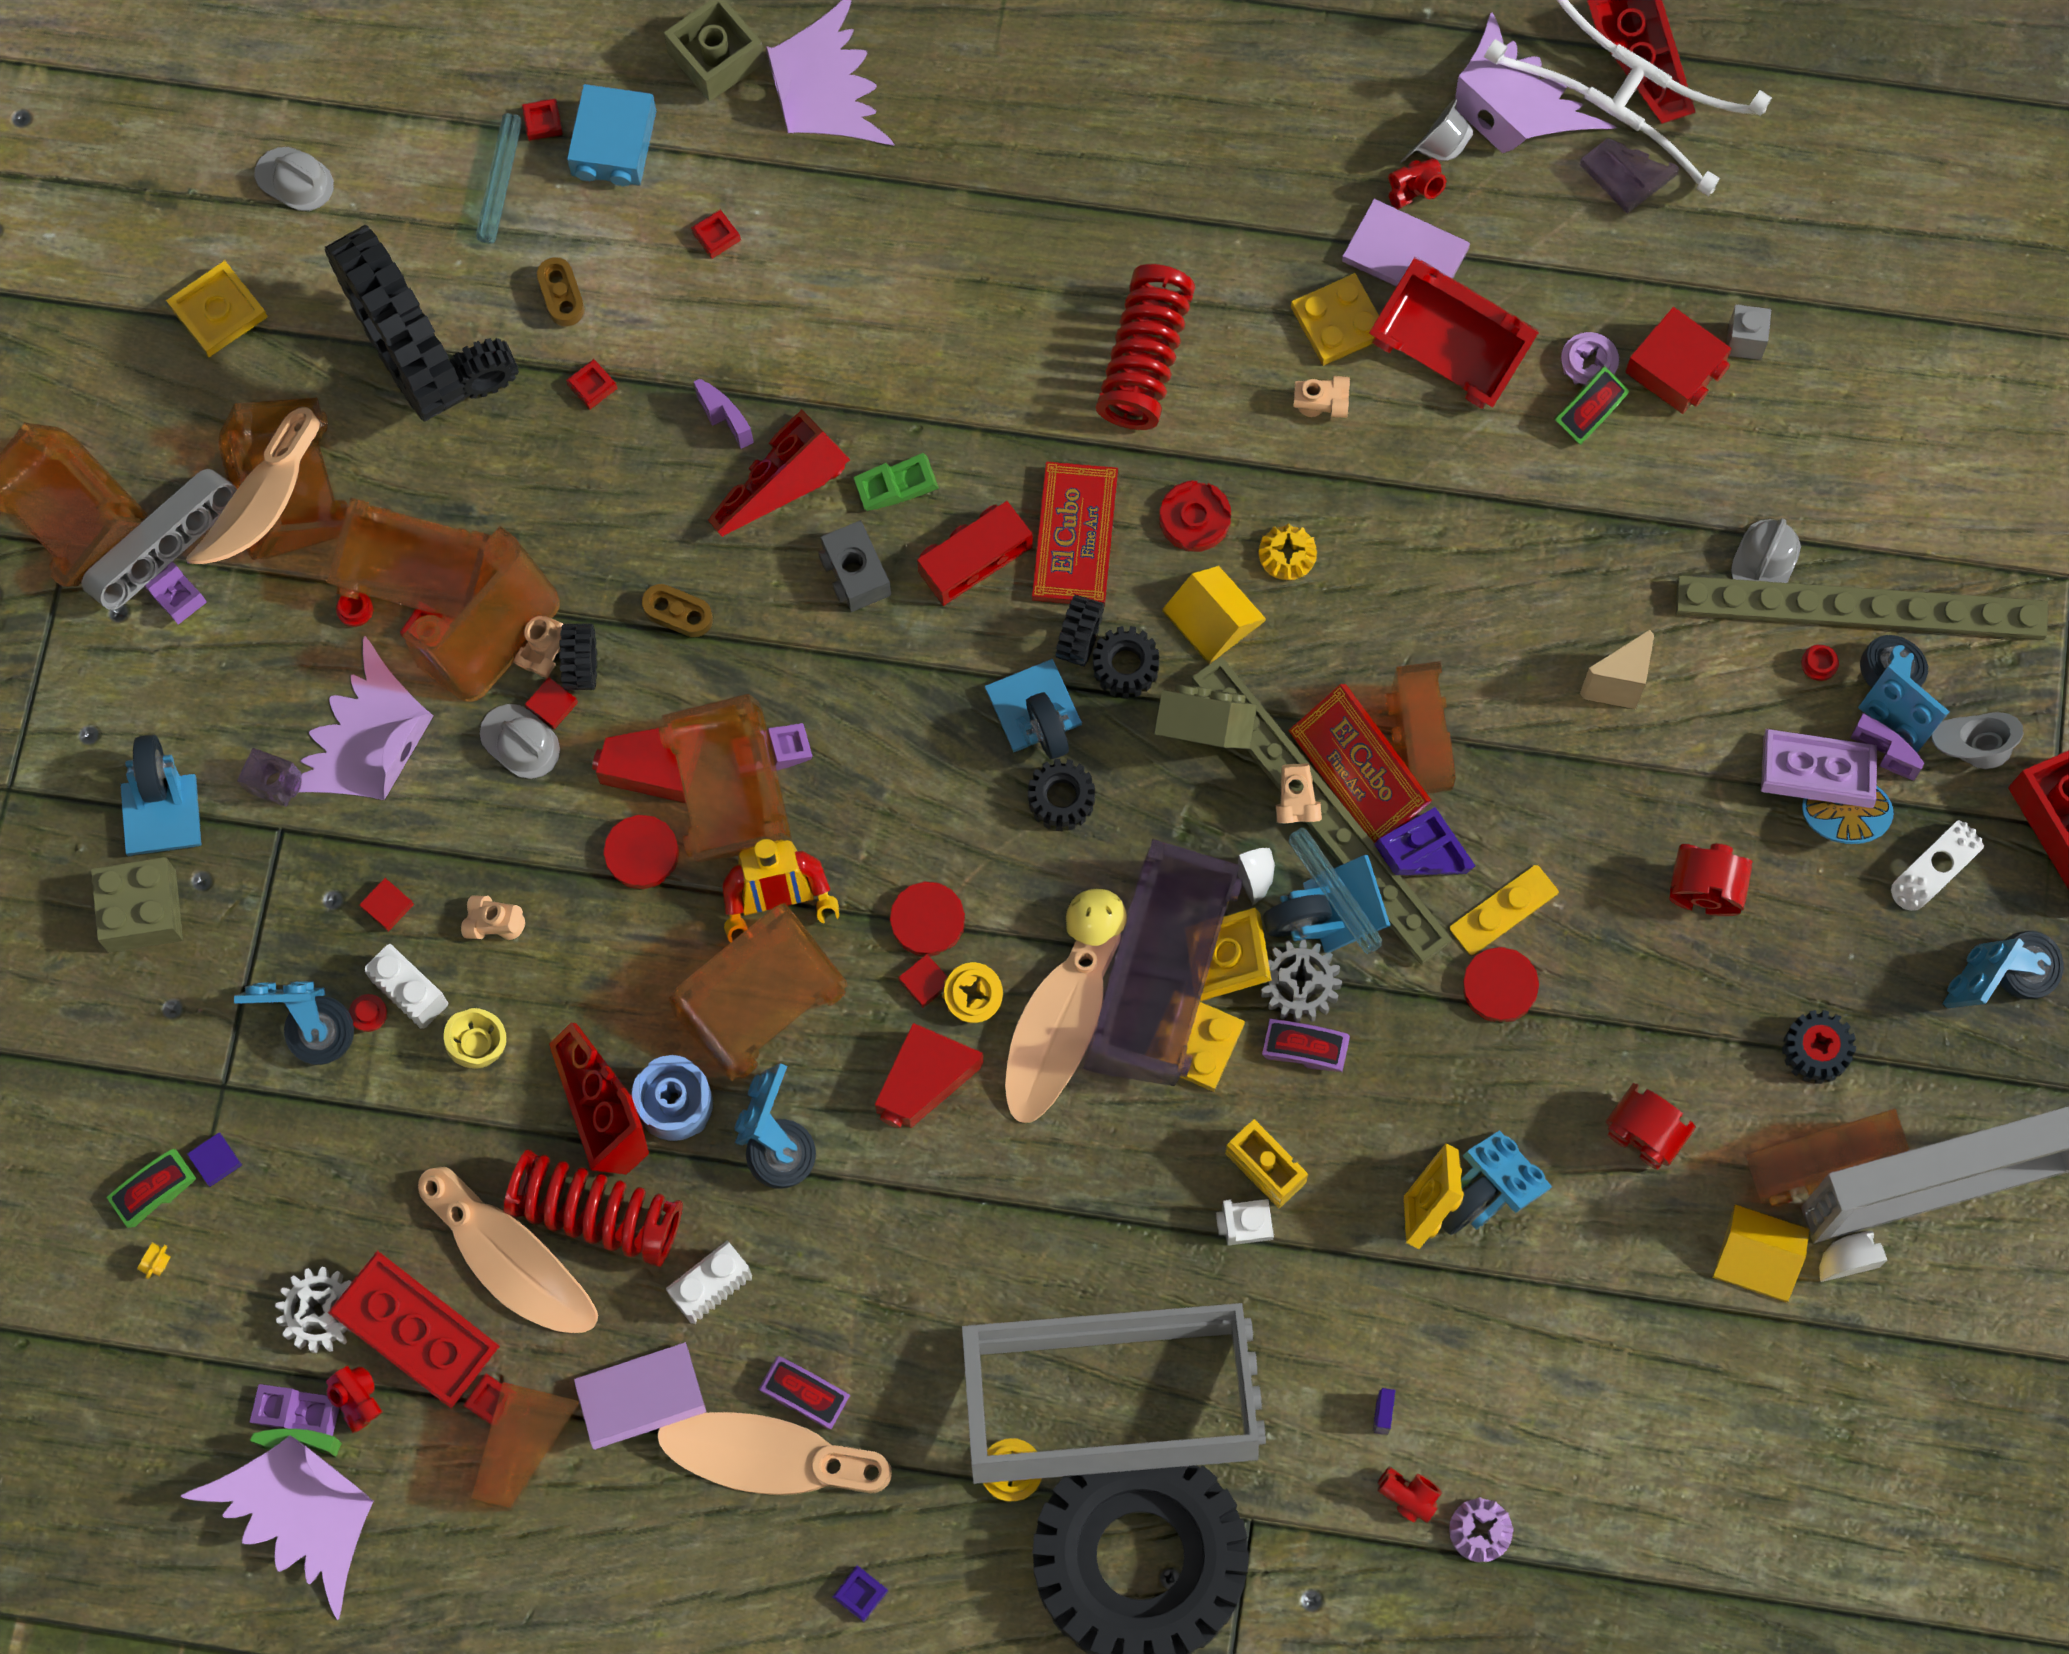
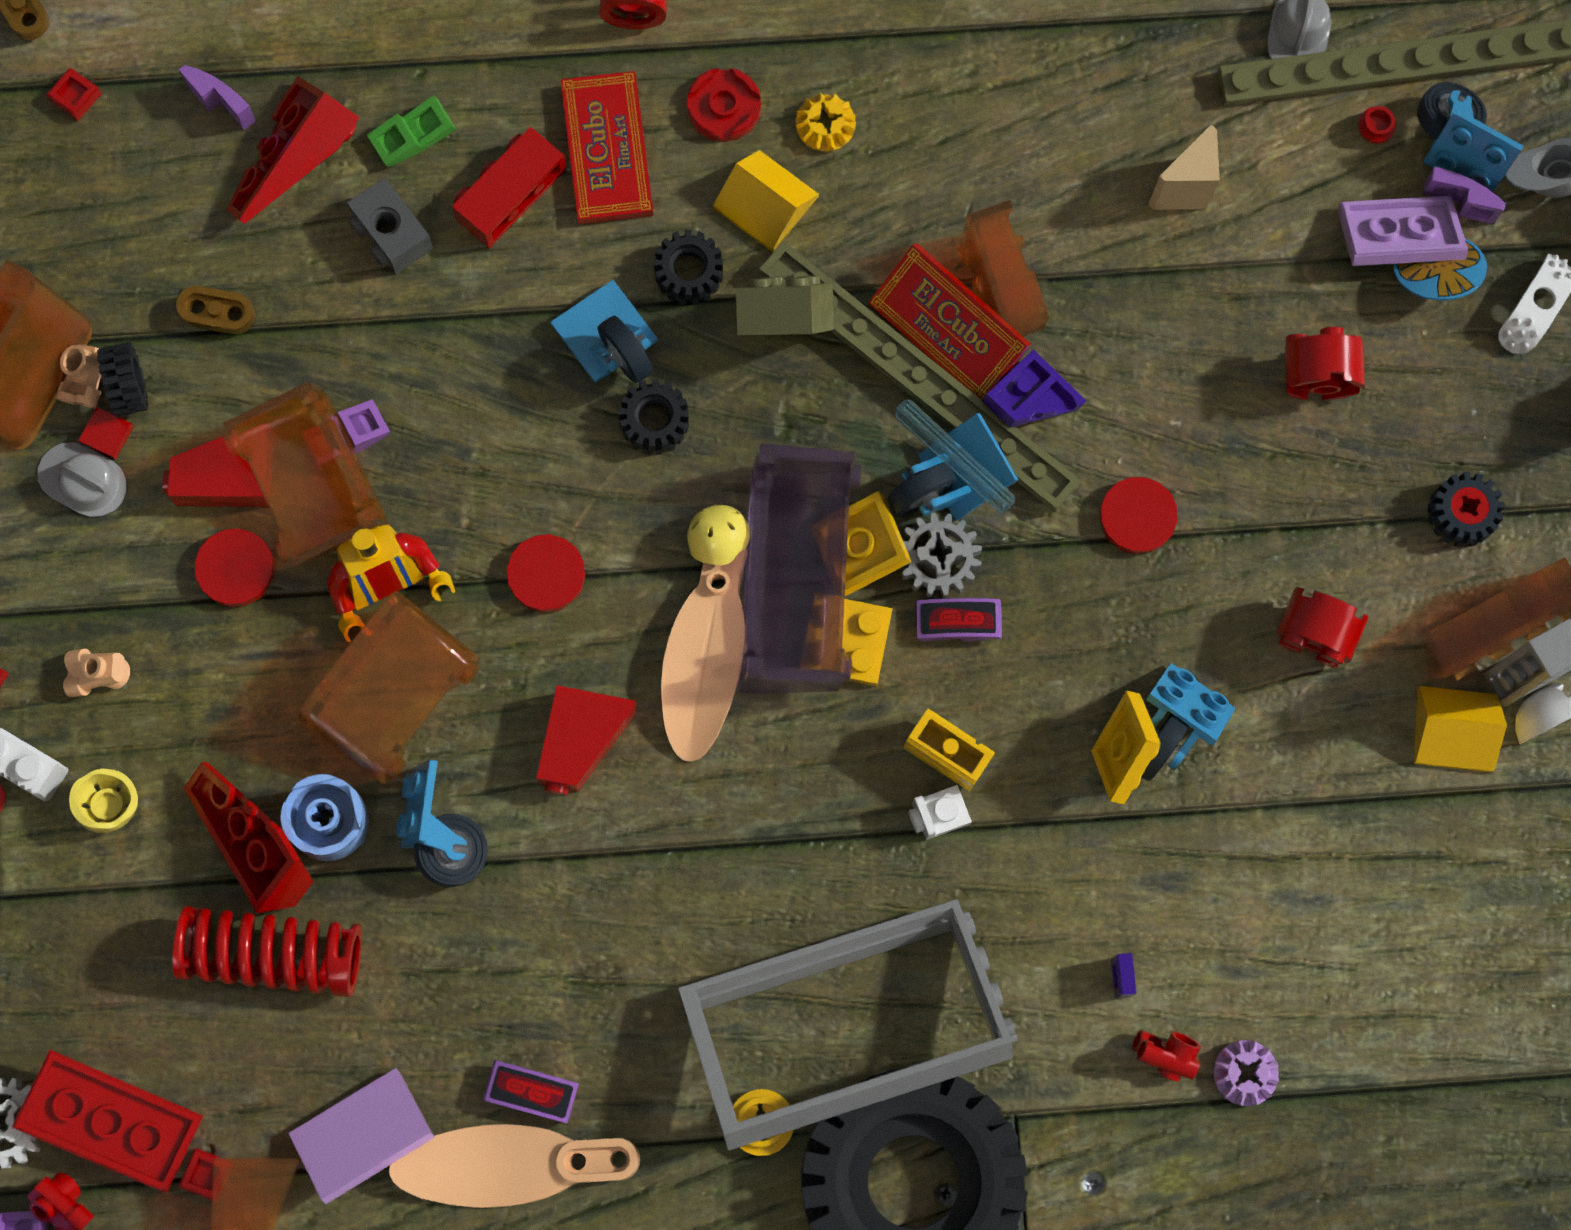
camera: 20 degrees left, 5 degrees up
(508, 1257) = (190, 1021): light nougat plant -> none
(709, 1282) = (406, 1000): white brick -> none
(924, 980) = (558, 637): red tile -> none
(987, 985) = (623, 628): yellow gear -> none
(1079, 630) = (635, 244): black tyre -> none
(1257, 872) = (870, 454): white brick -> none
(1297, 805) = (896, 376): light nougat plate -> none
(1504, 910) = (1123, 439): yellow piece -> none

